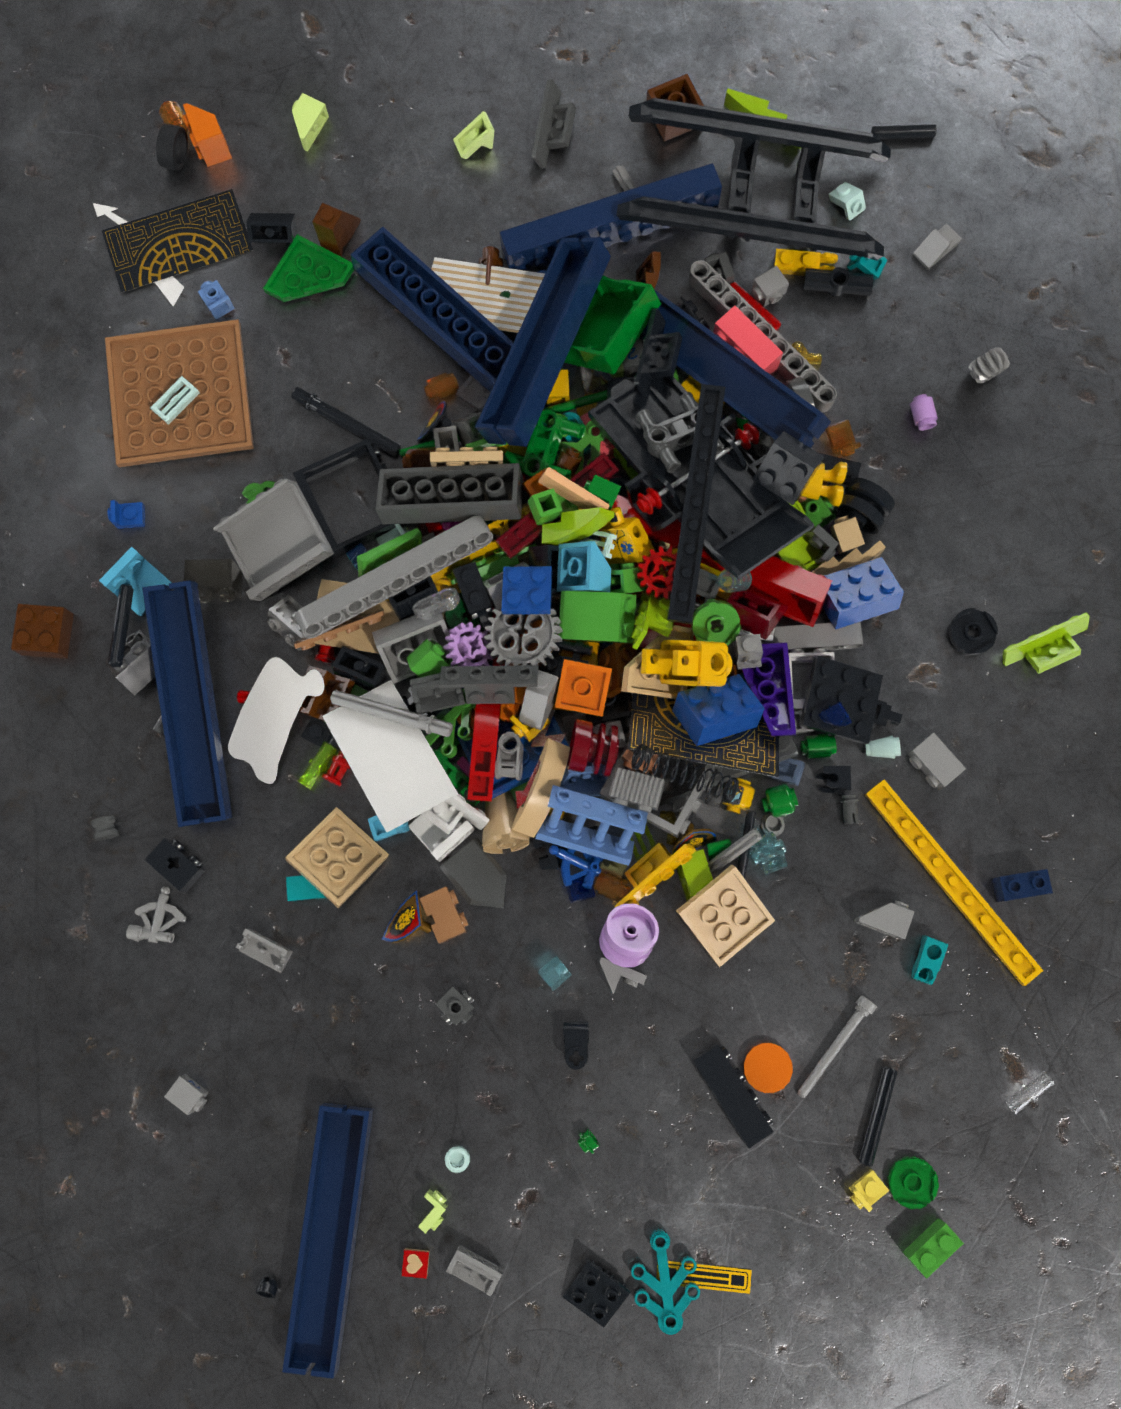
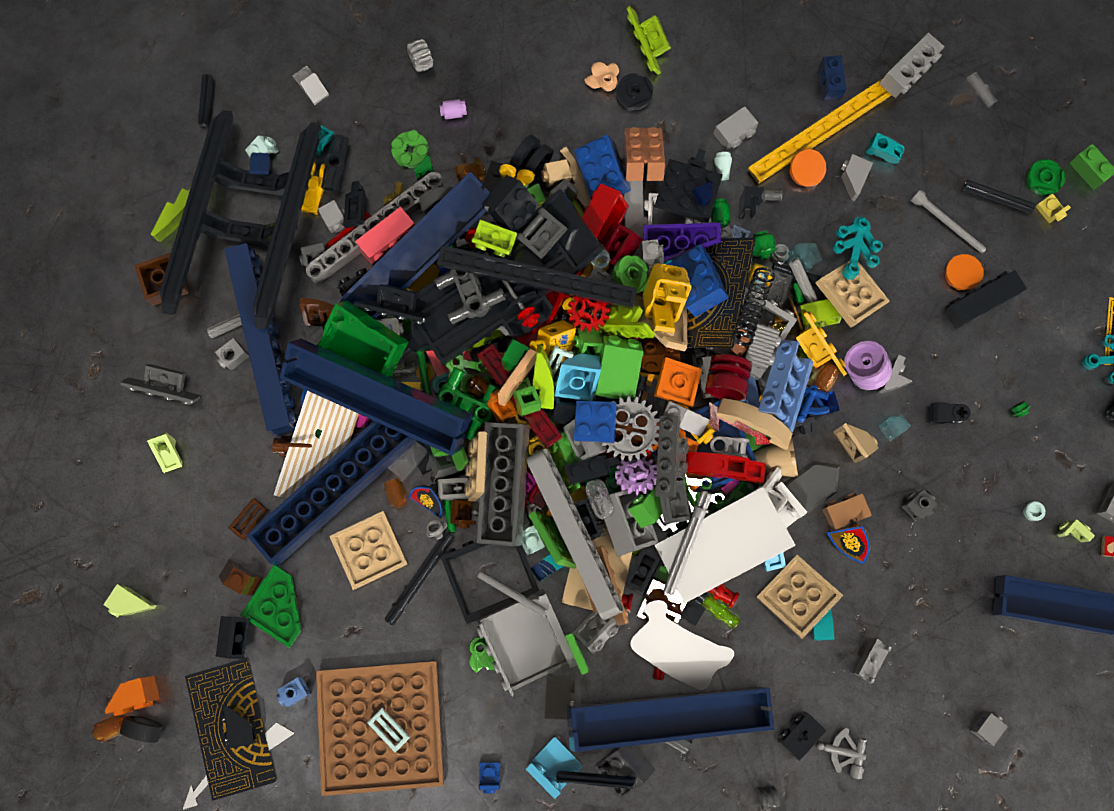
camera: 90 degrees left, 0 degrees up
(176, 246) = (239, 728): none -> black slope
(260, 593) = (577, 653): none -> bright green tile
(325, 517) = (512, 593): none -> light grey bar
(375, 363) = (368, 550): none -> tan plate
(402, 434) = (436, 529): none -> light grey plate
(419, 243) = (256, 521): none -> reddish brown tile
(530, 926) = (856, 442): none -> tan slope
(590, 184) = (239, 354): none -> light grey brick
(742, 452) = (494, 238): none -> lime bracket
(751, 511) = (545, 236): none -> dark grey plate
(785, 308) = (354, 206): none -> black hinge
(790, 921) = (861, 227): none -> teal plant
(827, 197) = (259, 163): none -> dark blue slope
(843, 385) = (424, 168): none -> green slope
(868, 355) = (404, 140): none -> bright green plate
(890, 641) = (642, 147): none -> nougat piece
(891, 856) = (807, 168): none -> orange tile
(992, 590) = (603, 76): none -> light nougat plate
(1081, 1013) = (911, 65): none -> light grey brick

